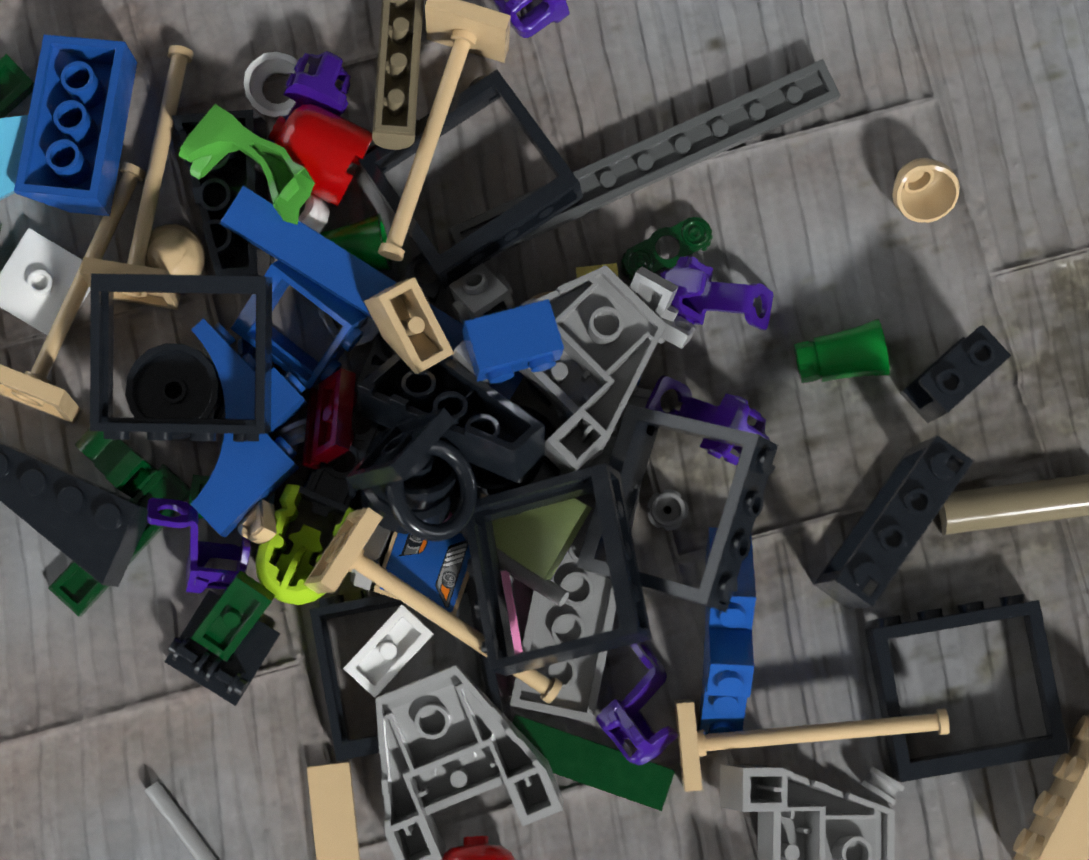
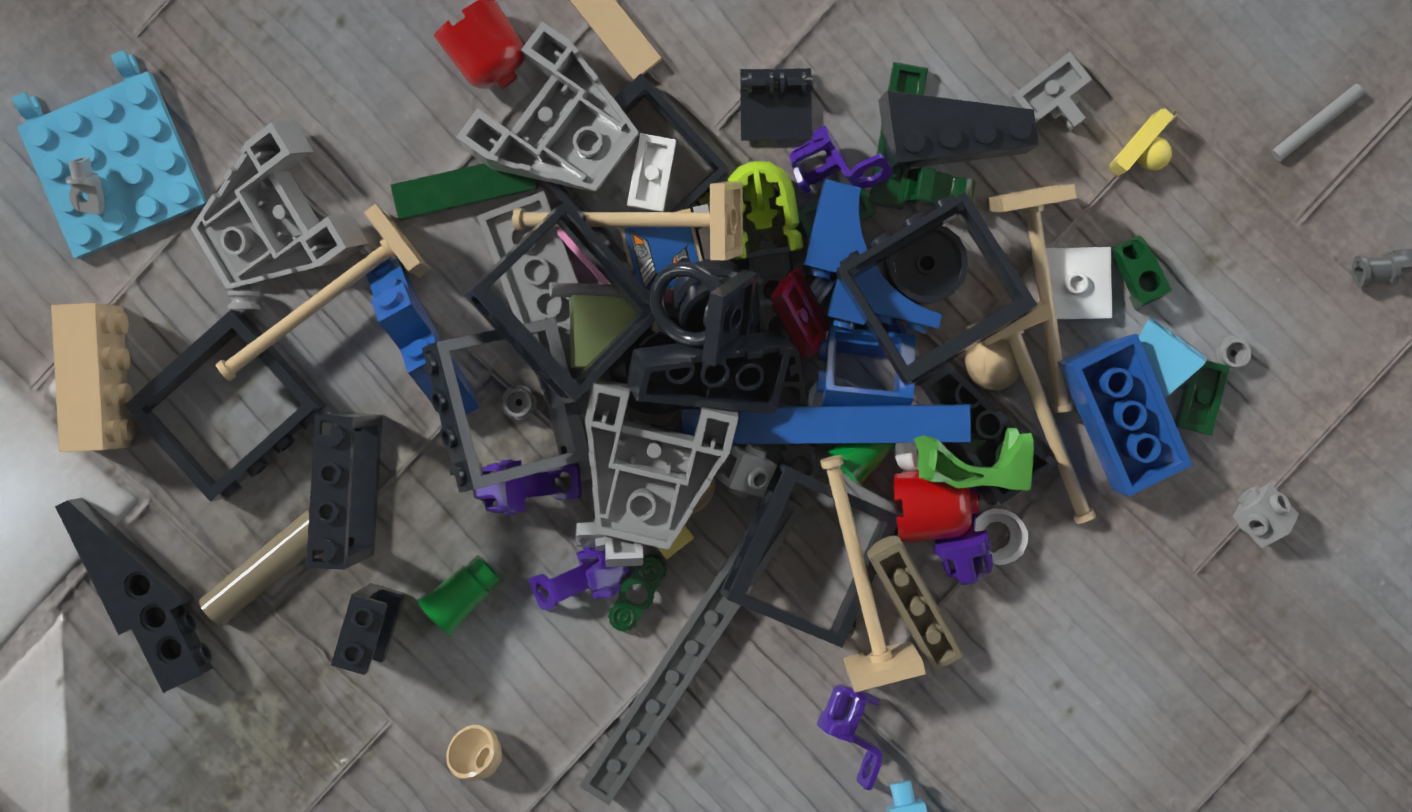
camera: 150 degrees right, 5 degrees up
(233, 616) = (780, 129): dark green plate -> none
(259, 523) = (803, 206): tan tile -> none
(409, 325) = (783, 415): tan slope -> none
(513, 341) = (697, 448): blue brick -> none
(625, 721) = (451, 232): dark purple piece -> none

